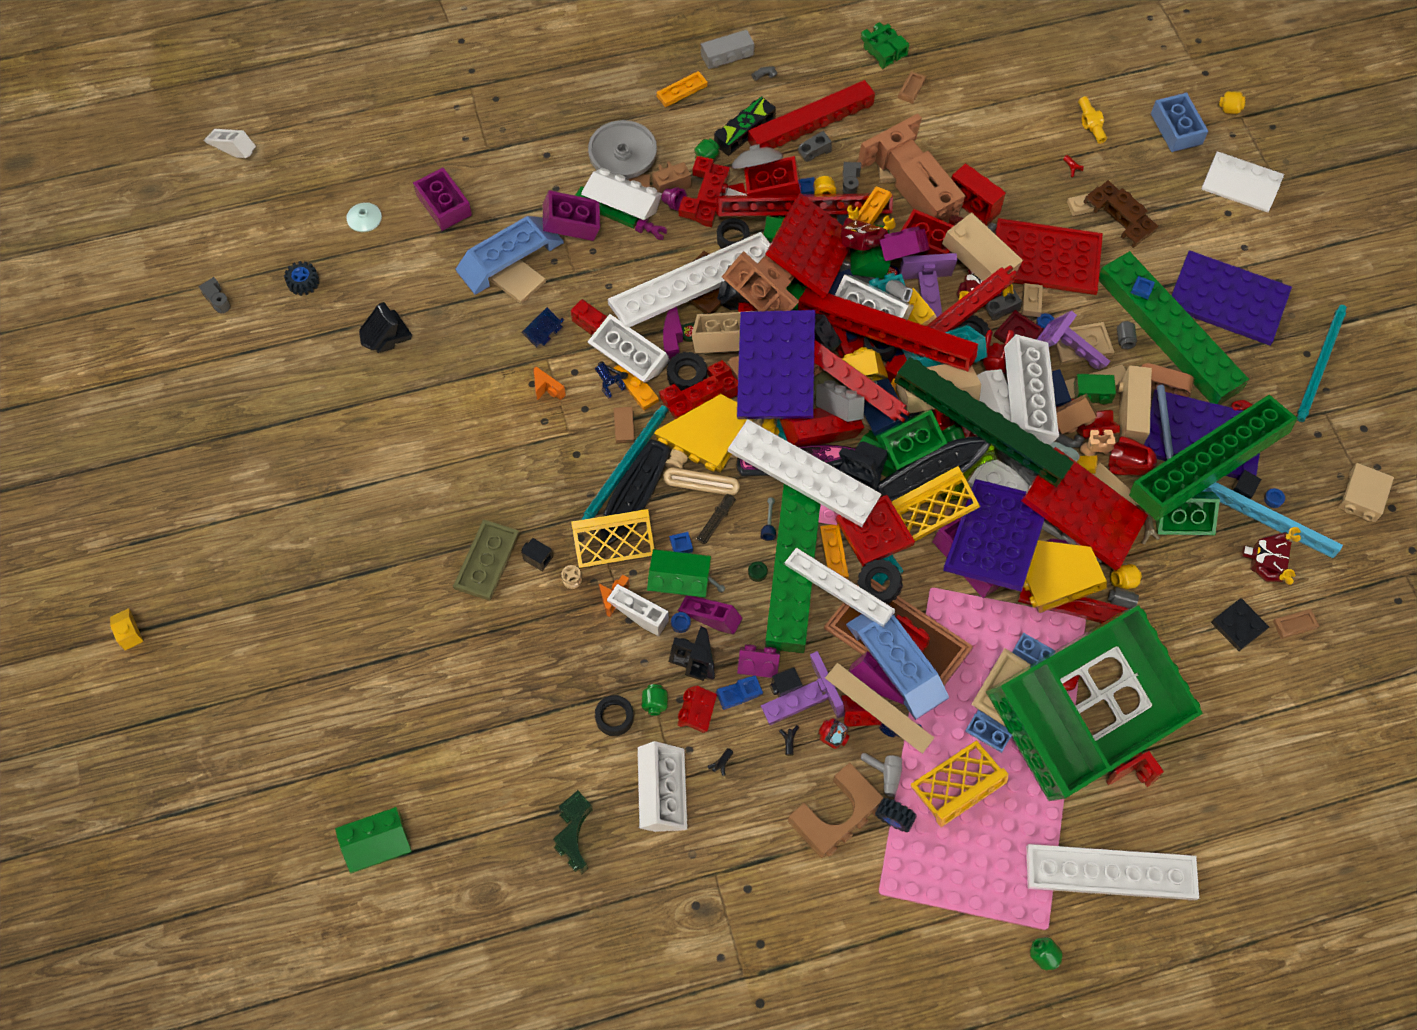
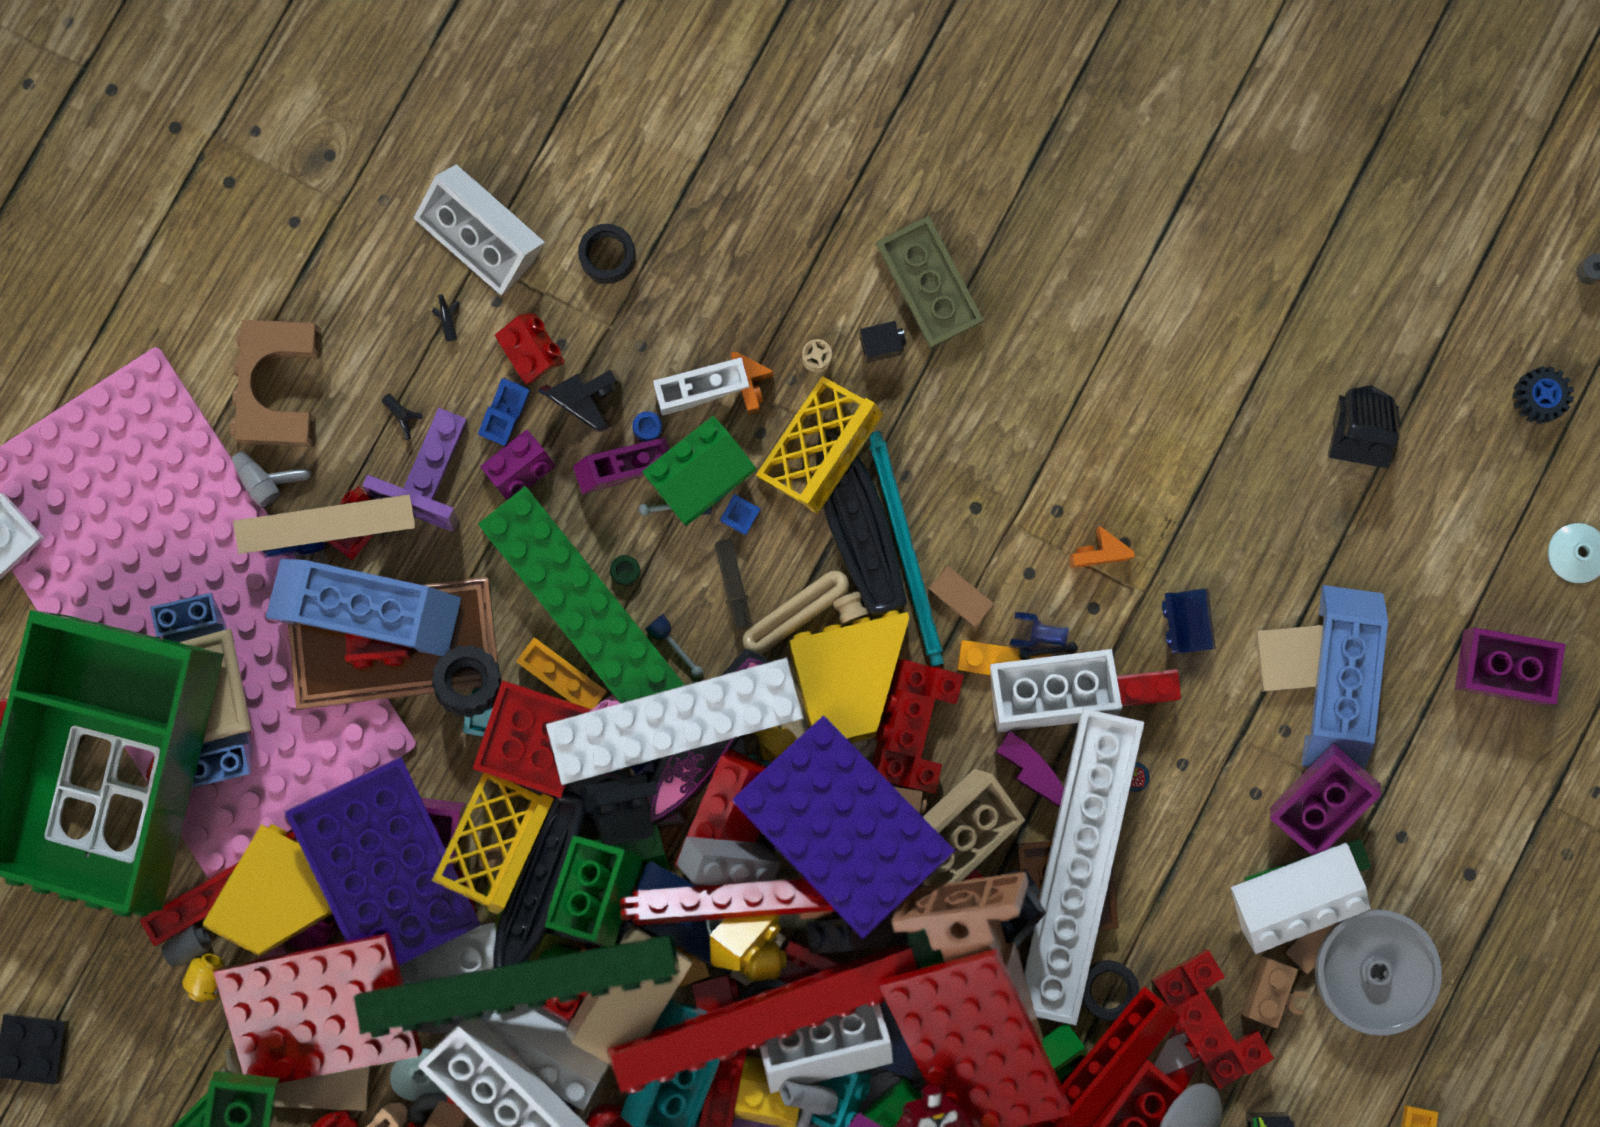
camera: 130 degrees right, 20 degrees up
(575, 811) = (515, 82): clear green arch -> none
(643, 224) = (1222, 895): magenta piece -> none
(654, 699) = (582, 311): green head -> none
(673, 197) = (1237, 967): magenta piece -> none
(683, 359) = (984, 737): black tyre -> none
(687, 330) = (1019, 794): tile -> none
(707, 149) = (1274, 1084): green head -> none
(785, 682) = (462, 467): black brick -> none
(833, 733) = (357, 462): head -> none
(840, 587) = (498, 620): white tile -> none
(872, 675) = (382, 559): magenta slope -> none
(895, 815) = (202, 429): black wheel -> none
(973, 793) = (147, 533): yellow fence -> none
(1089, 463) = (377, 1090): yellow tile -> none

